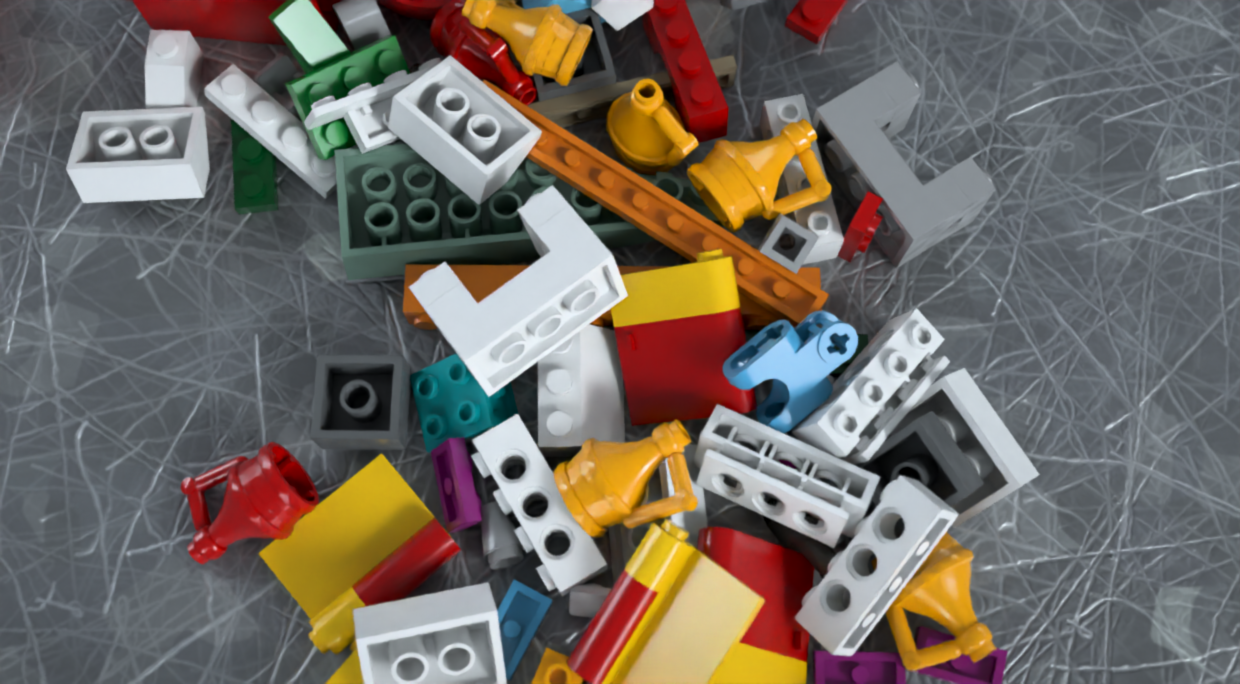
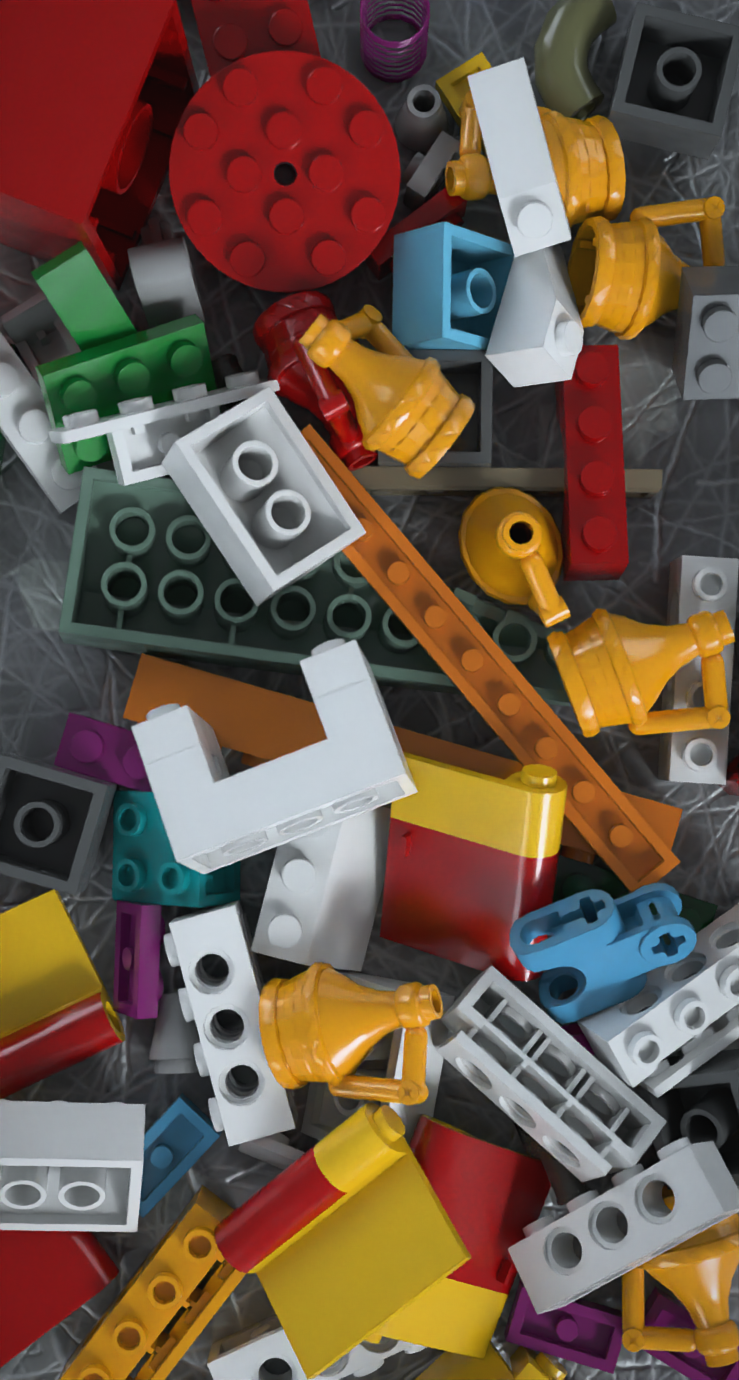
camera: 15 degrees right, 15 degrees up
(417, 344) = (102, 752): none -> magenta plate
(792, 257) = (648, 792): light grey plate -> none

